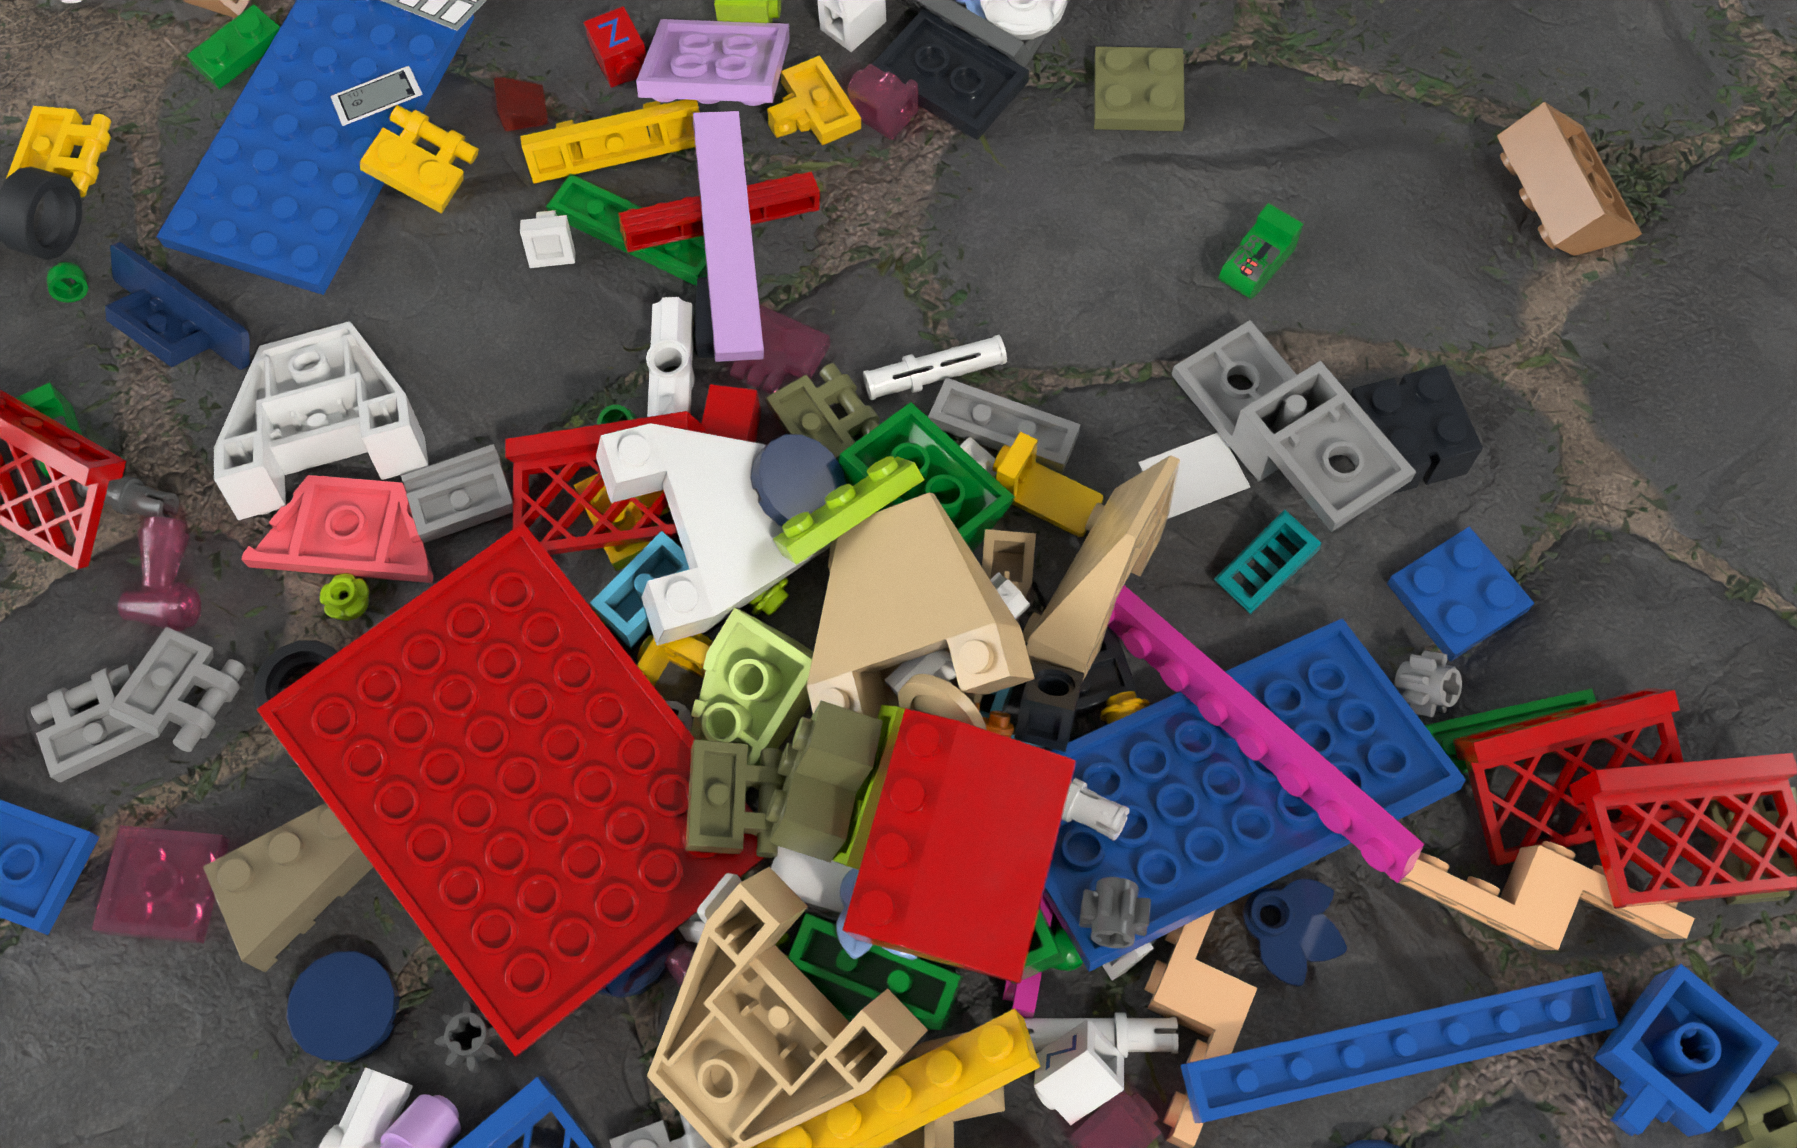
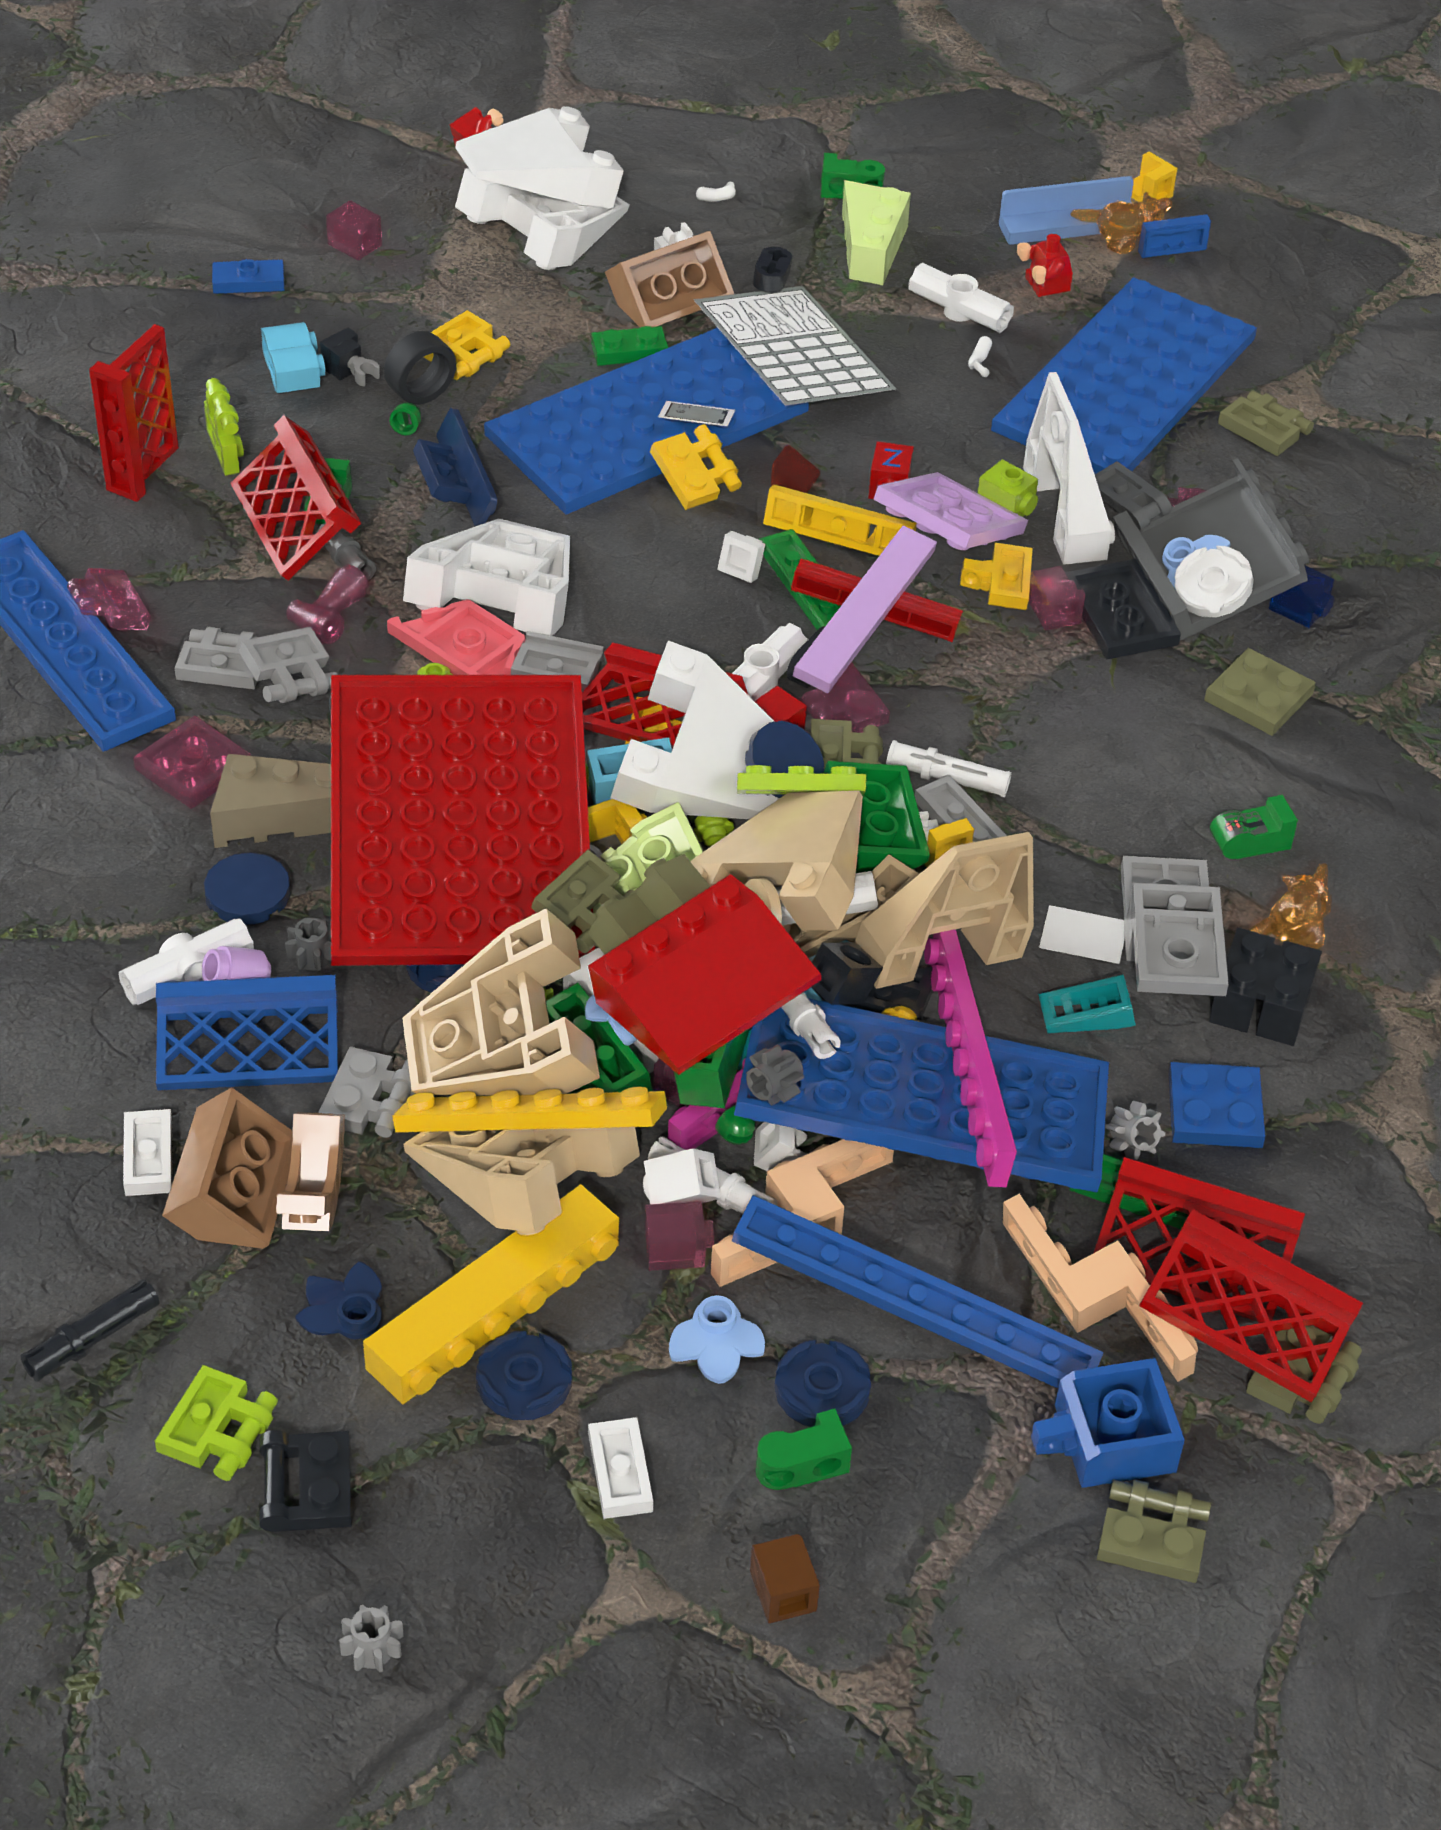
camera: 30 degrees right, 20 degrees down
(1301, 928) = (911, 1213): dark blue plate -> none
(1375, 325) = (1300, 910): none -> clear orange animal

